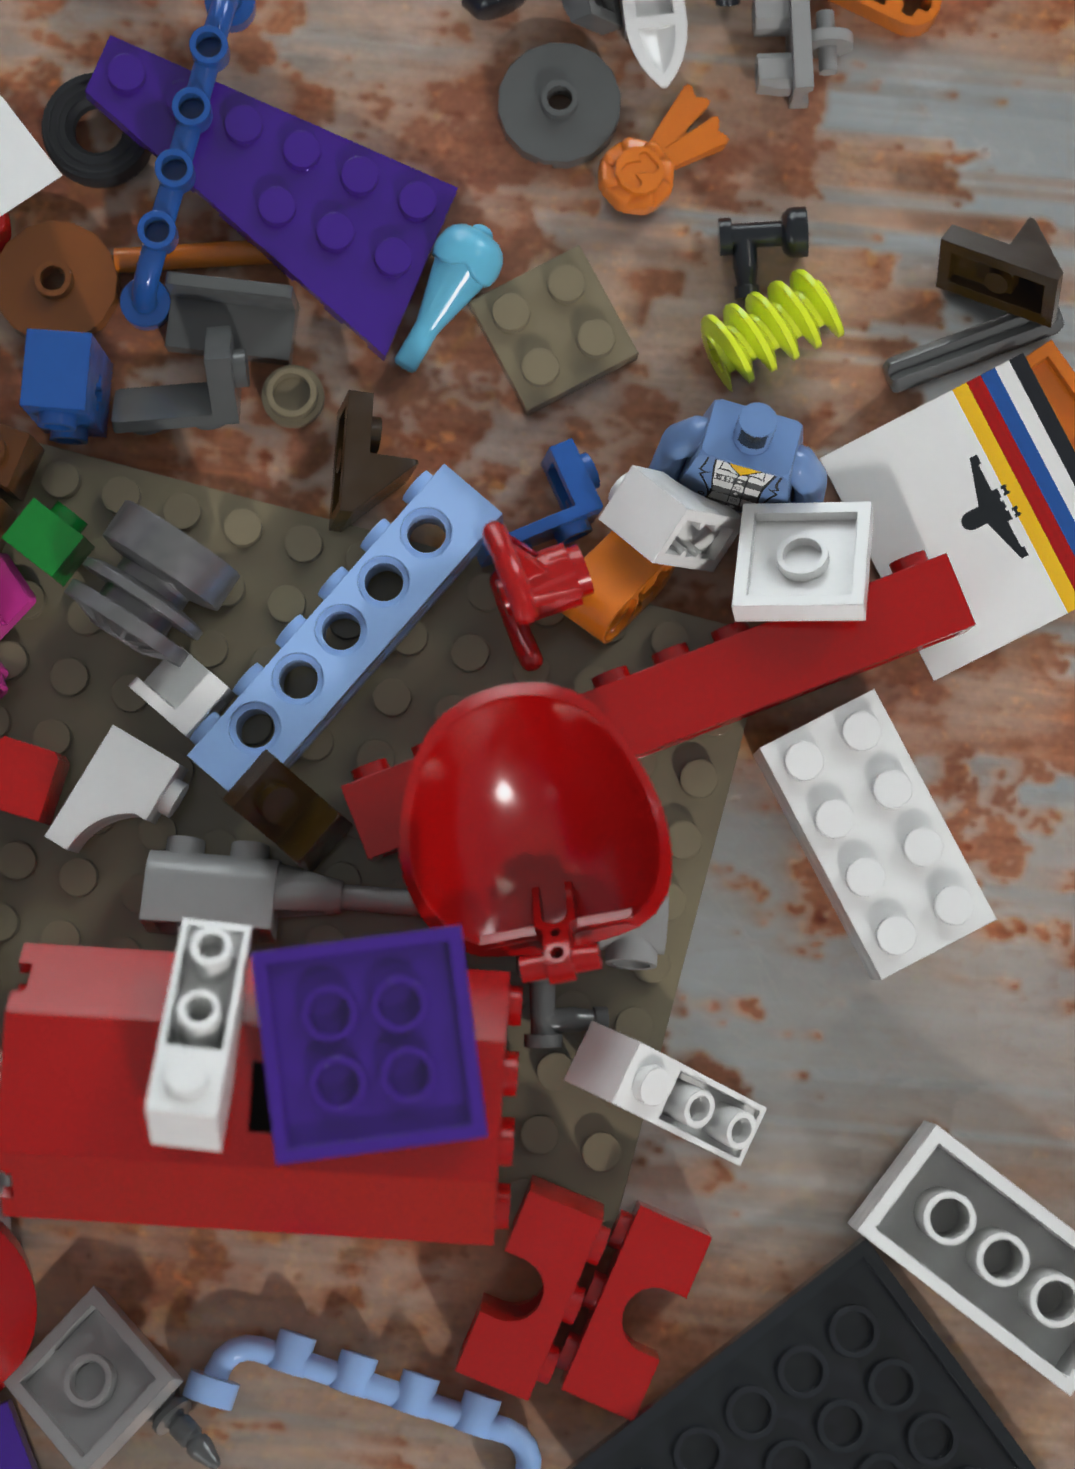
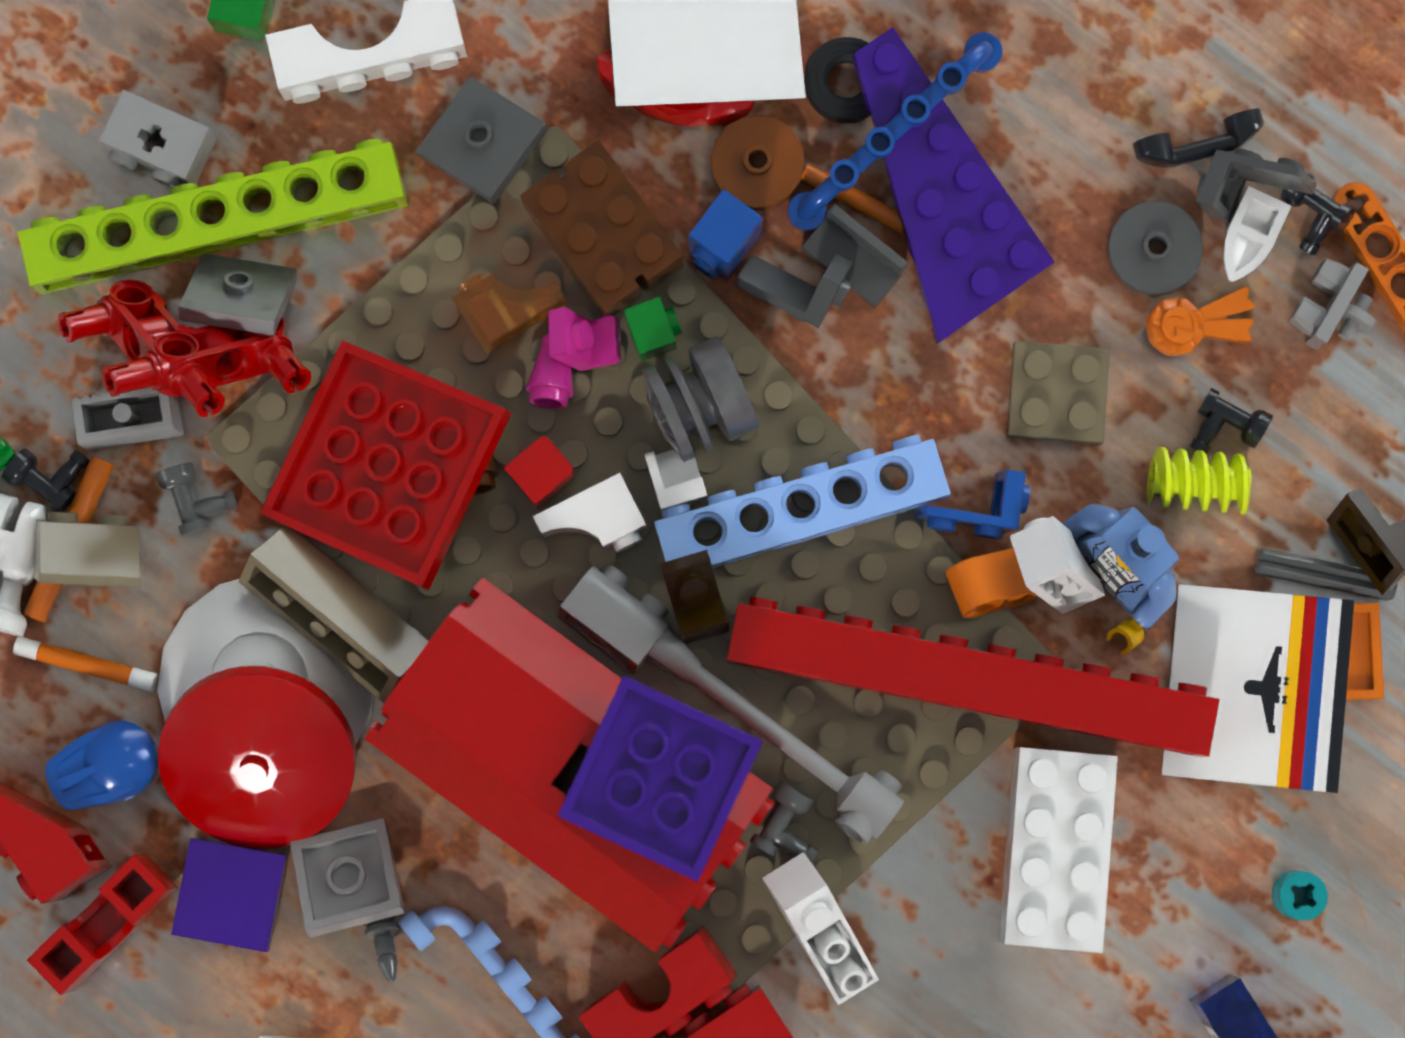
camera: 35 degrees right, 0 degrees up
(199, 1037) = (560, 706): white slope -> none
(293, 396) = (863, 330): dark tan plate -> none
(359, 473) = (873, 408): dark brown slope -> none
(462, 265) = (1026, 315): medium azure piece -> none
(533, 586) = (940, 554): red piece -> none
(533, 830) = (844, 709): red piece -> none
(803, 562) = (1123, 646): white plate -> none

